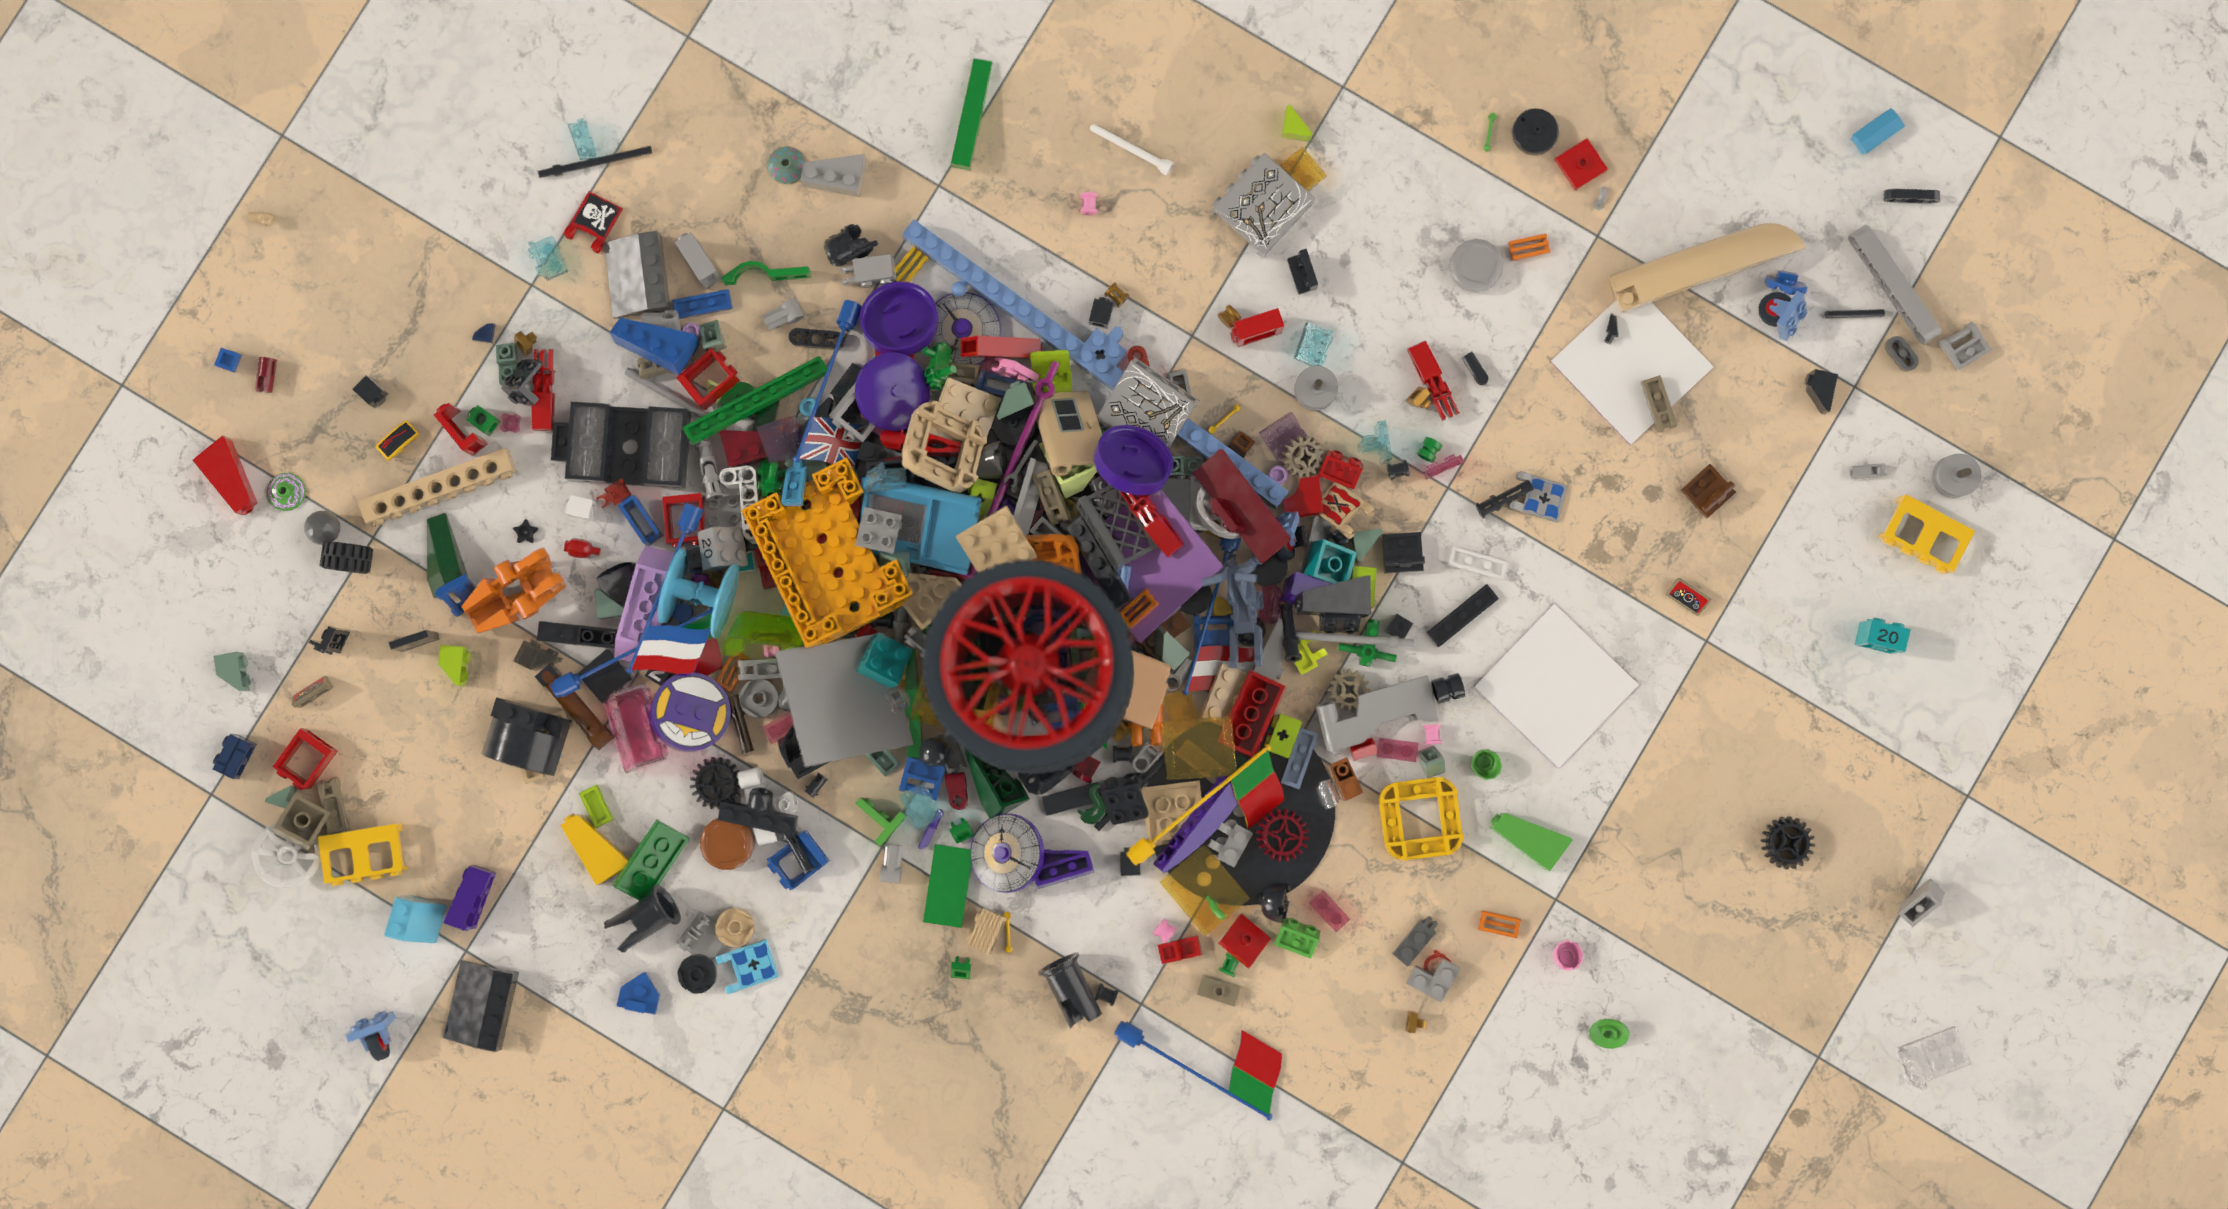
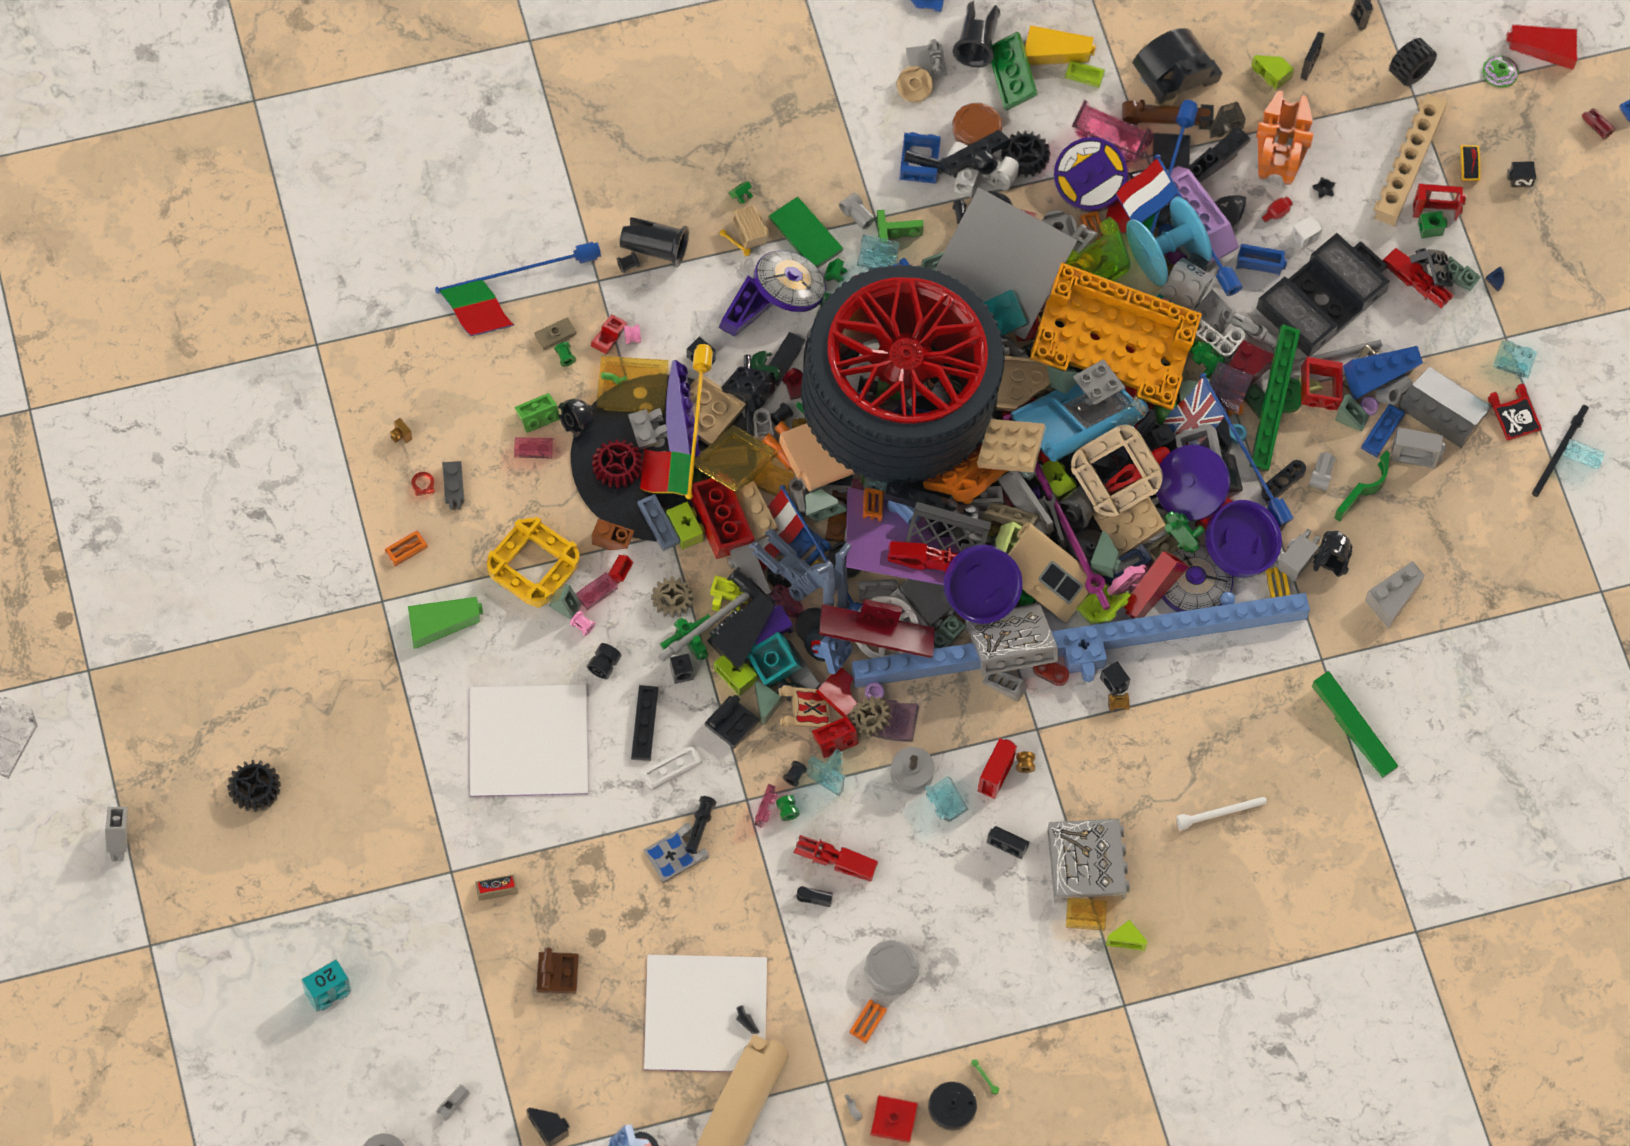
camera: 130 degrees right, 20 degrees down
(322, 527) = (1450, 67): dark grey piece -> none
(443, 554) = (1352, 123): dark green wedge -> none
(461, 587) = (1321, 110): blue plate -> none
(515, 427) = (1411, 244): clear pink plate -> none
(525, 343) = (1464, 295): pearl gold tile -> none
(606, 606) = (1220, 188): sand green slope -> none
(615, 493) = (1296, 259): clear red plate -> none
(668, 501) = (1254, 285): red window -> none
(697, 973) = (907, 37): black tile -> none
(740, 724) = (1051, 202): dark brown pin -> none
(751, 965) = (878, 74): medium azure flag -> none
(789, 173) = (1437, 580): sand green dish -> none
(794, 484) = (1186, 362): dark azure hinge -> none
(928, 835) = (854, 253): piece -> none
(1088, 203) = (1207, 743): bright pink bush -> none
(1236, 408) = (952, 679): yellow hinge -> none
(1241, 444) = (922, 688): reddish brown slope -> none
(1244, 941) = (571, 375): red plate -> none
(1301, 537) = (815, 665): black slope -> none
(1328, 794) = (614, 516): clear brick -> none
(1374, 709) = (639, 600): light grey door -> none
(1419, 398) = (832, 836): pearl gold tile -> none
(1435, 984) = (411, 469): light grey plate -> none
(1486, 764) = (524, 637): bright green hair -> none
(1567, 955) = (338, 567): bright pink hair -> none
(1609, 1033) = (257, 546): bright green dish -> none
(1658, 403) = (657, 999): dark tan plate -> none
(1933, 524) = (367, 1107): yellow window -> none

